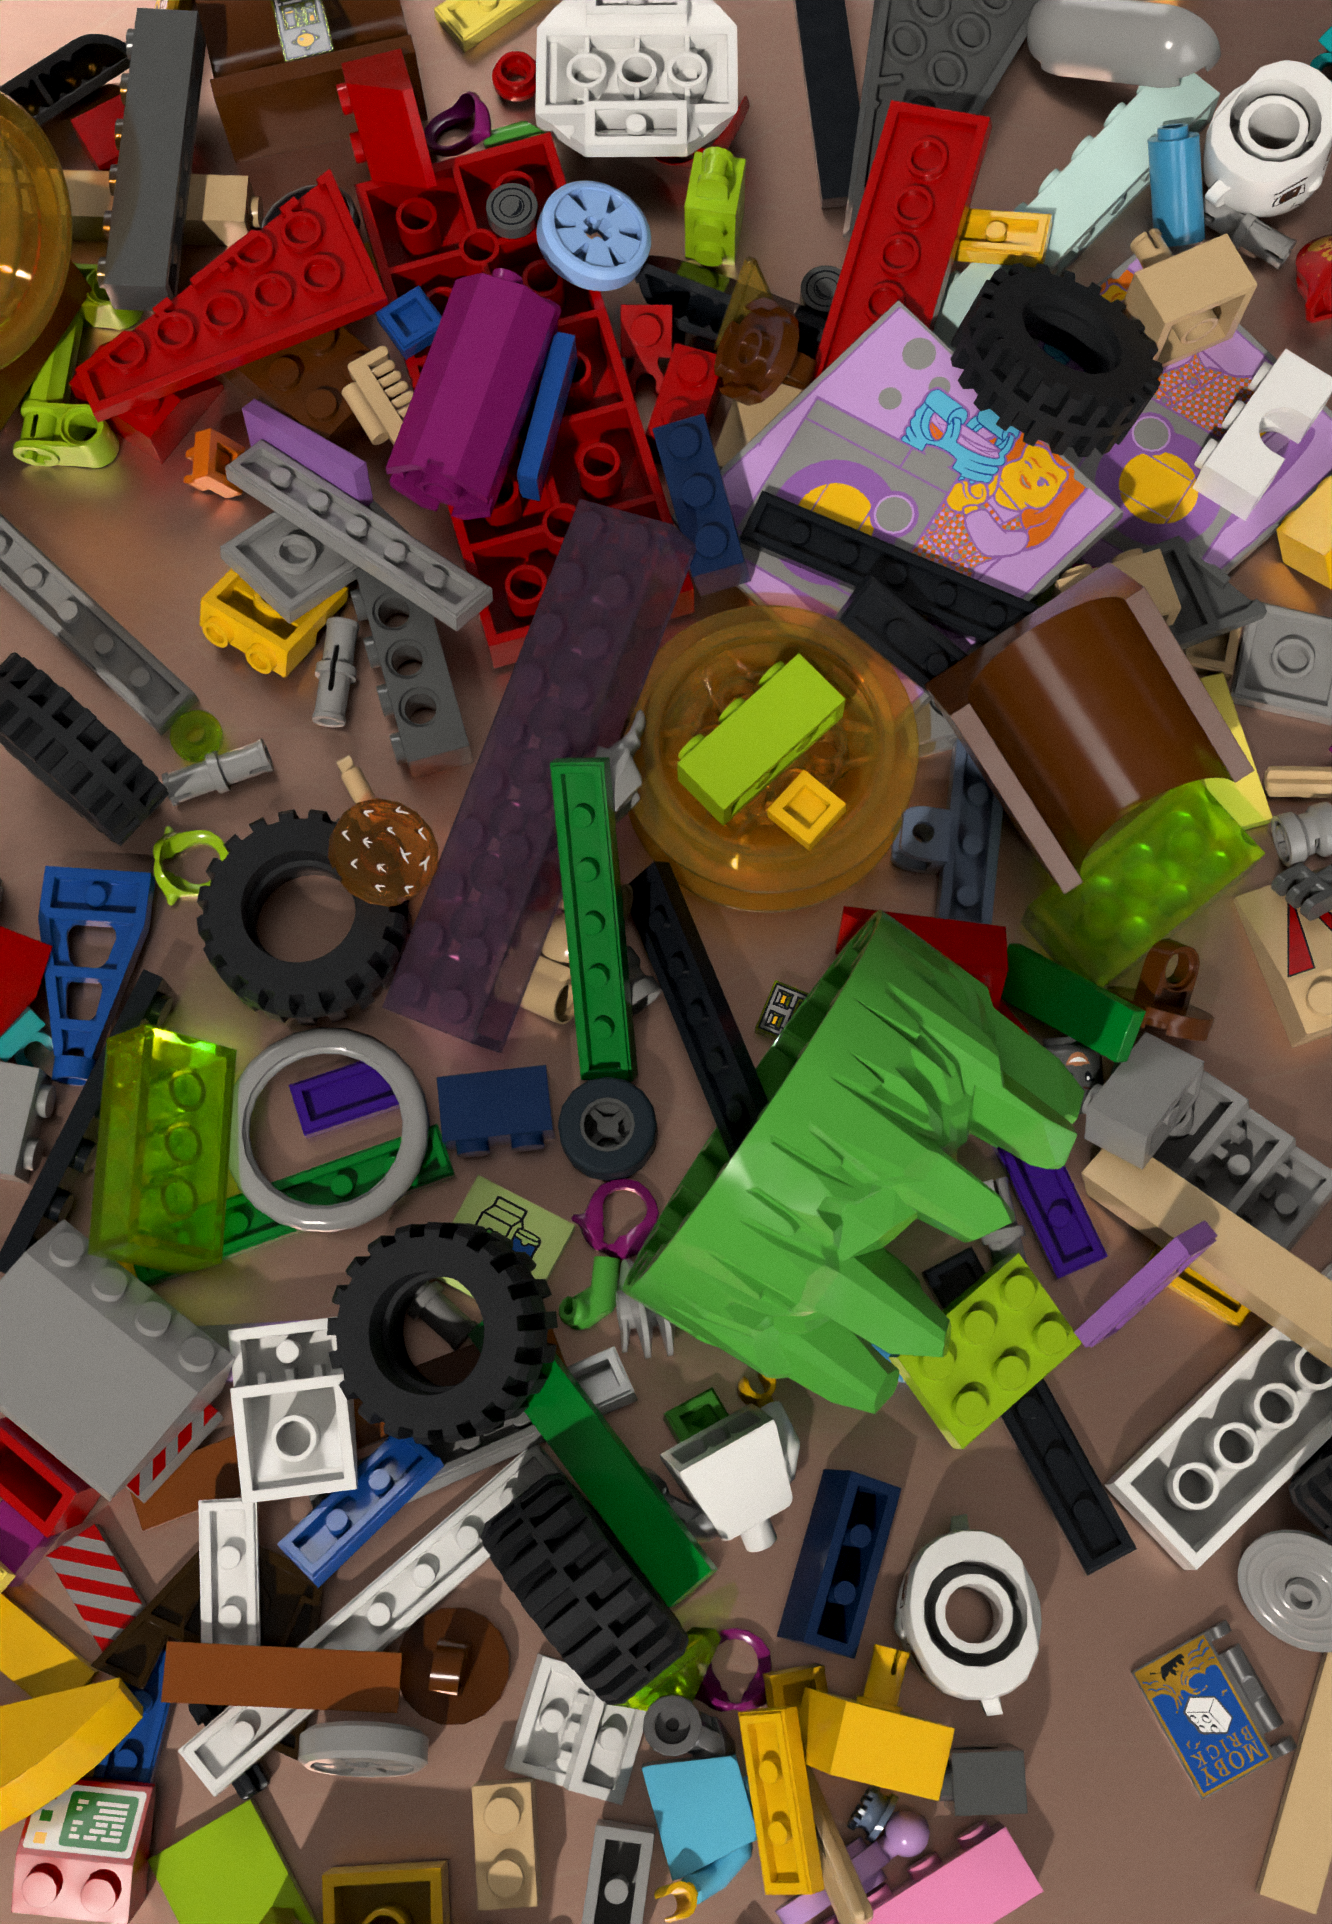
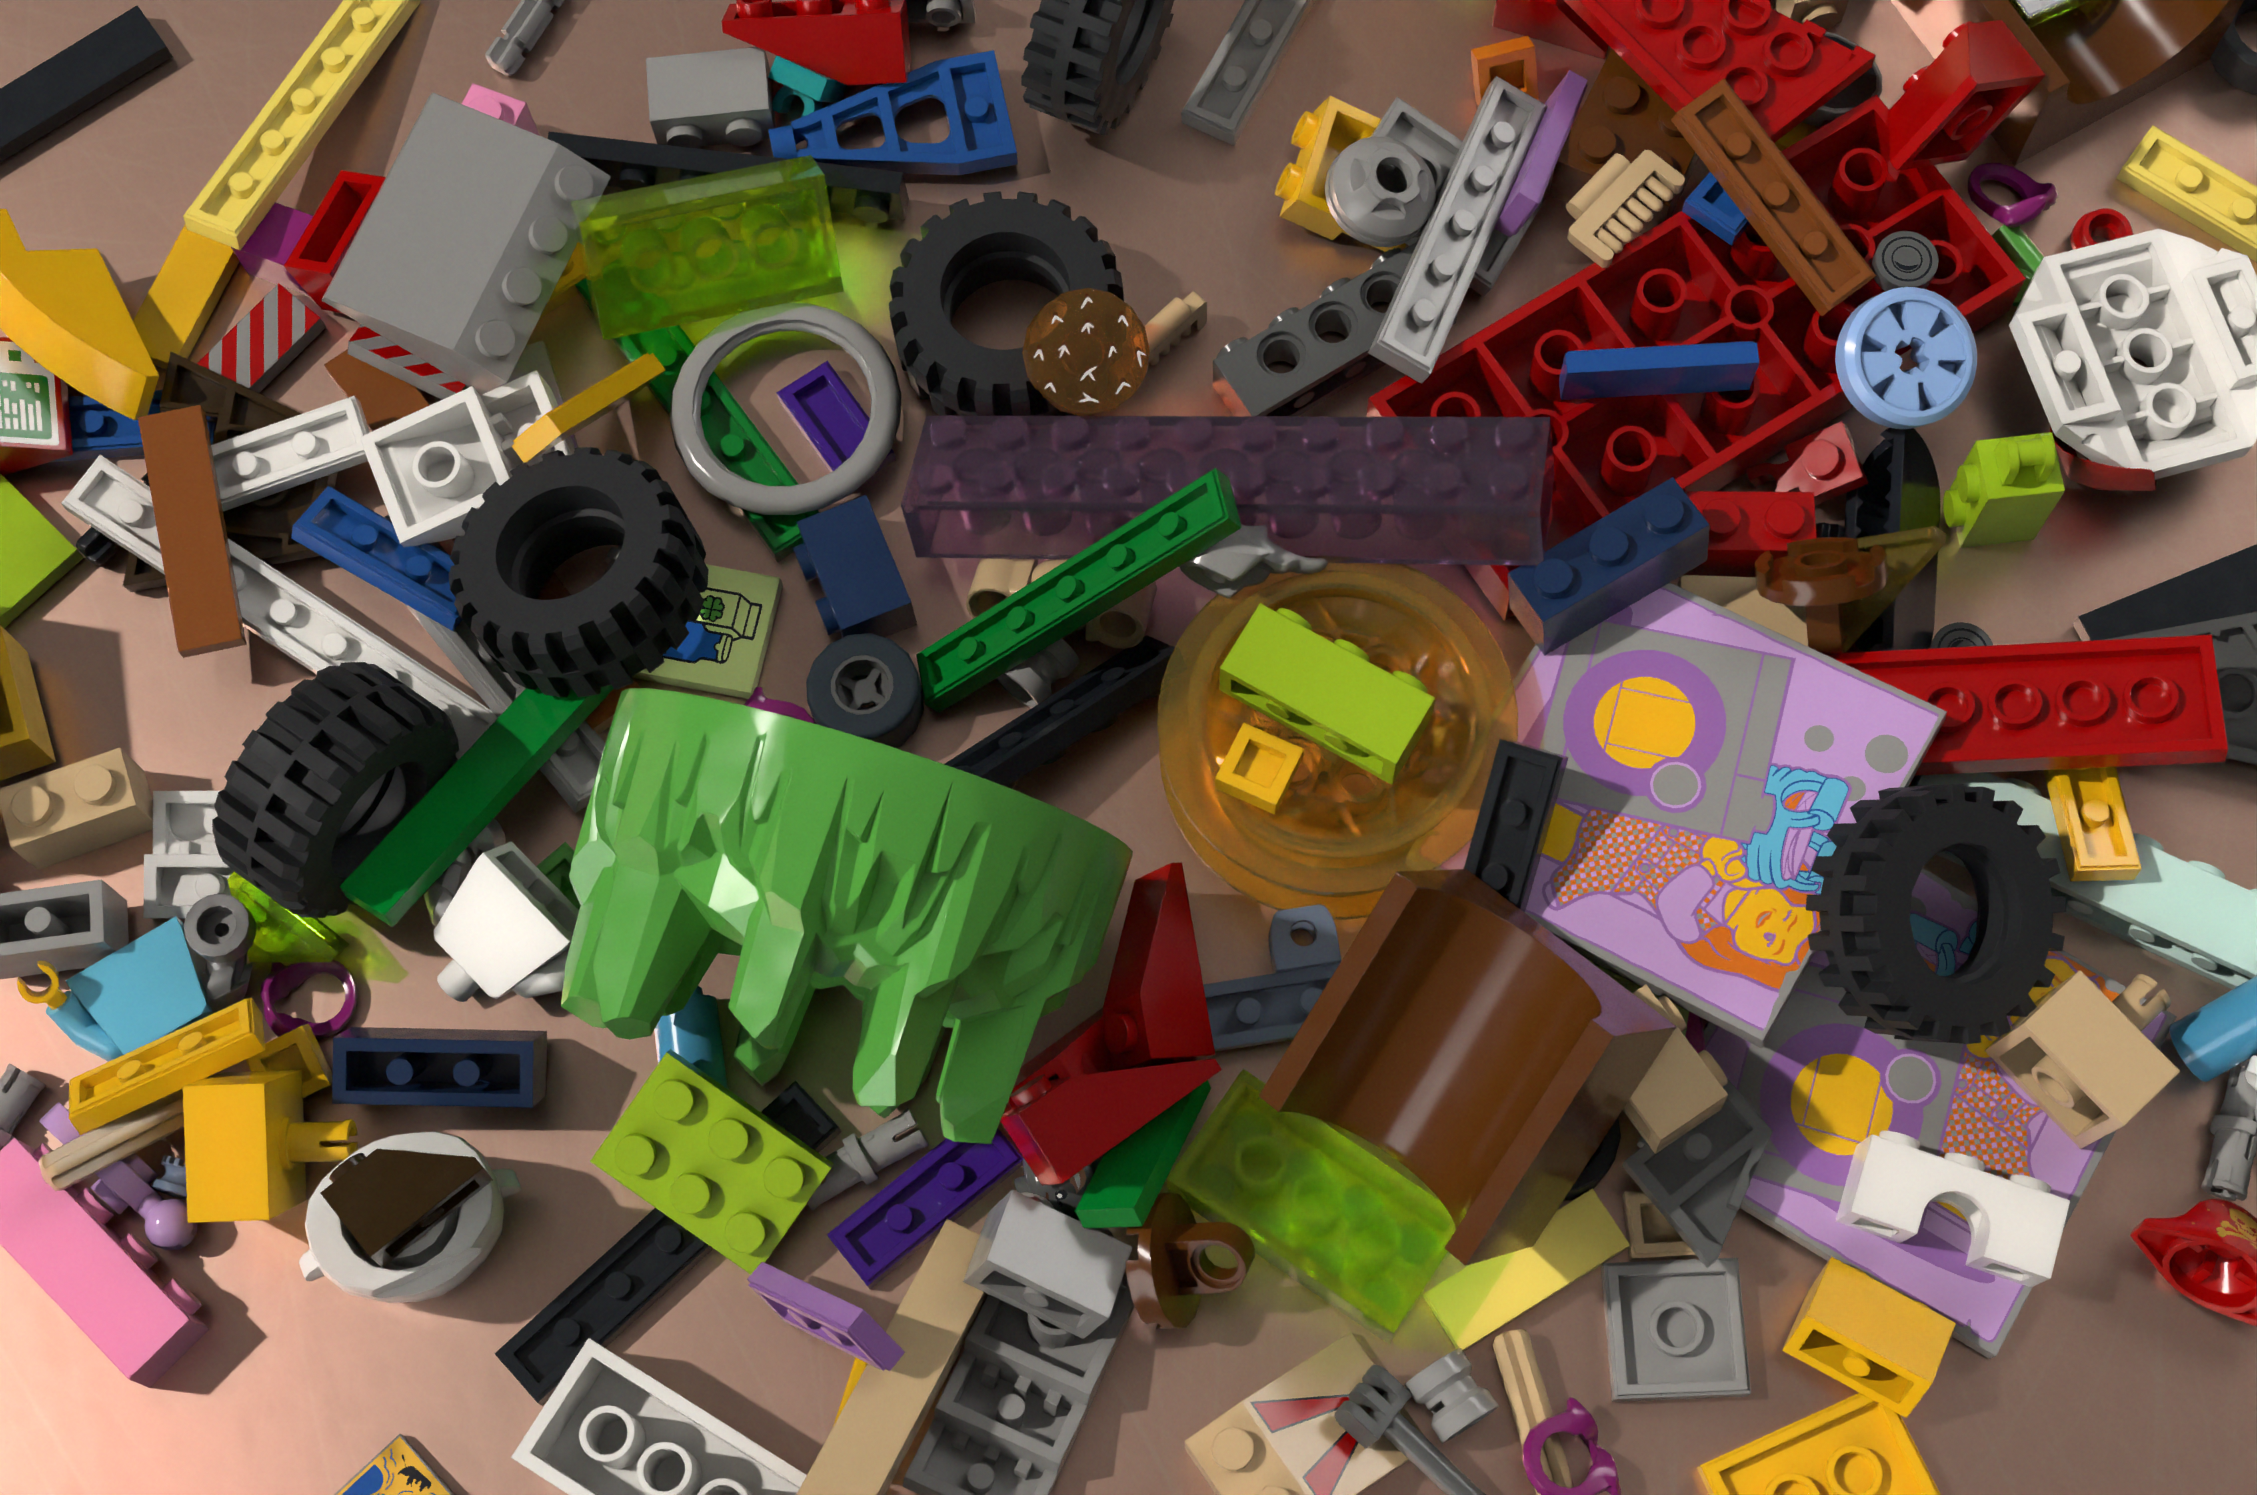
camera: 75 degrees right, 5 degrees down
(173, 843) = (1055, 165): lime piece -> none
(195, 751) = (1187, 167): clear neon green plate -> none
(218, 772) = (1152, 185): light grey pin -> none
(283, 1291) = (587, 407): none -> yellow tile
(301, 598) = (1368, 209): none -> light grey piece
(335, 672) = (1303, 266): light grey pin -> none
(363, 1749) = (138, 634): light grey wheel -> none
(416, 283) = (1773, 197): none -> dark orange tile
(454, 1666) = (237, 695): reddish brown tile -> none
(473, 394) = (1648, 277): magenta brick -> none
(849, 555) = (1598, 789): black tile -> none
(974, 1604) = (400, 1196): none -> dark brown slope
(985, 1780) = (234, 1279): dark grey brick -> none
(1040, 1005) = (1081, 1117): none -> red slope

